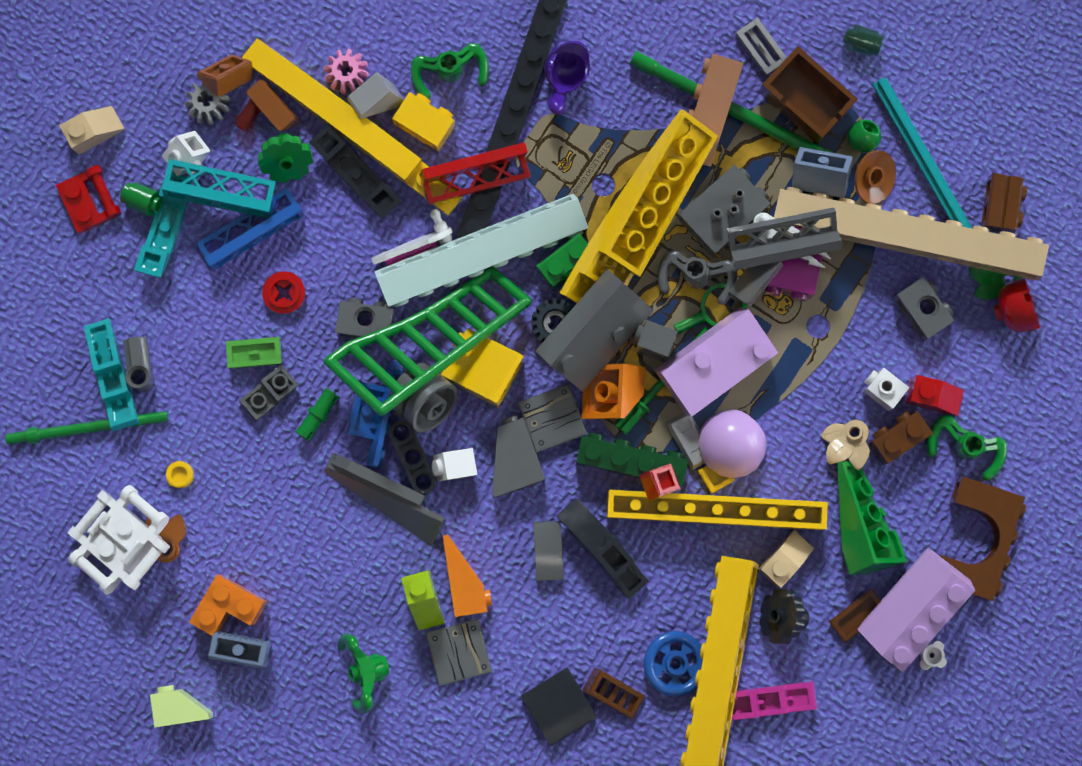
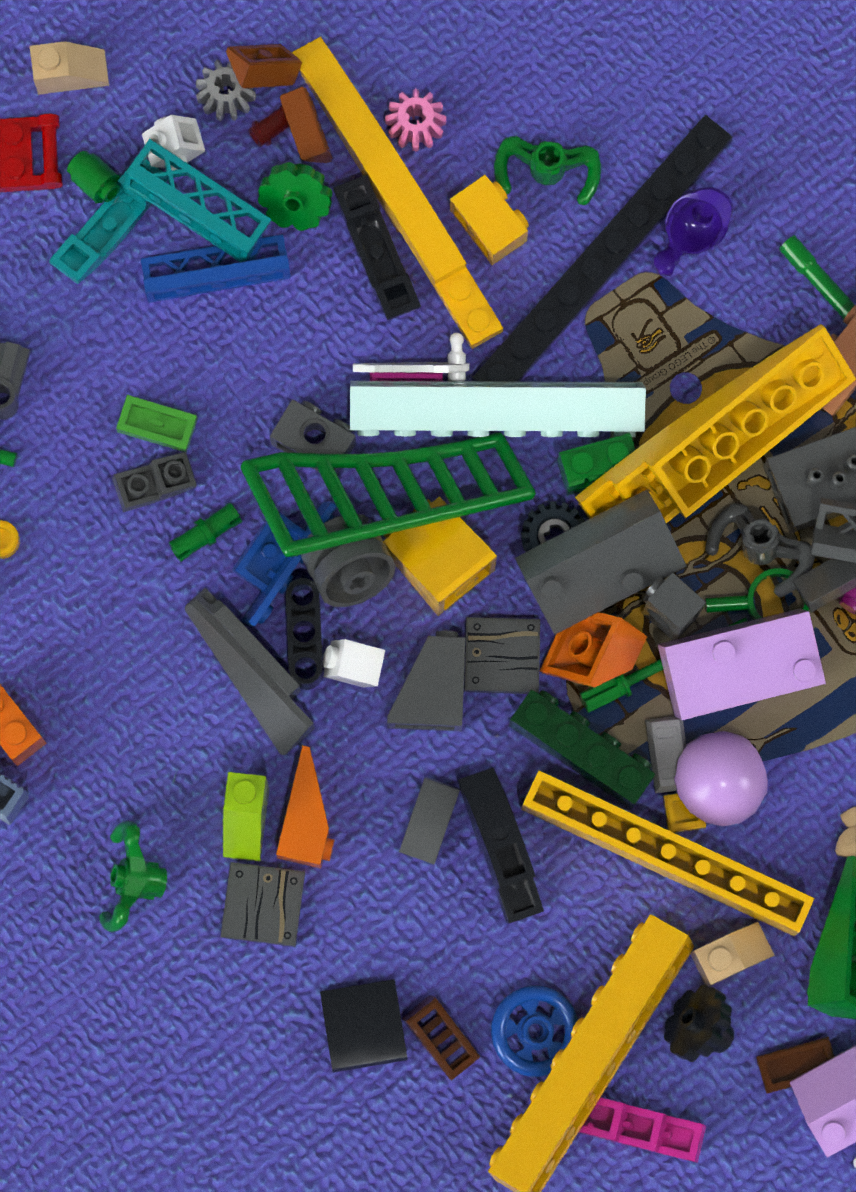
camera: 20 degrees right, 5 degrees down
(283, 279) = (231, 348): red gear -> none
(375, 96) = (439, 163): light grey slope -> none
(473, 163) = (529, 293): red fence -> none
(659, 482) = (607, 785): red slope -> none

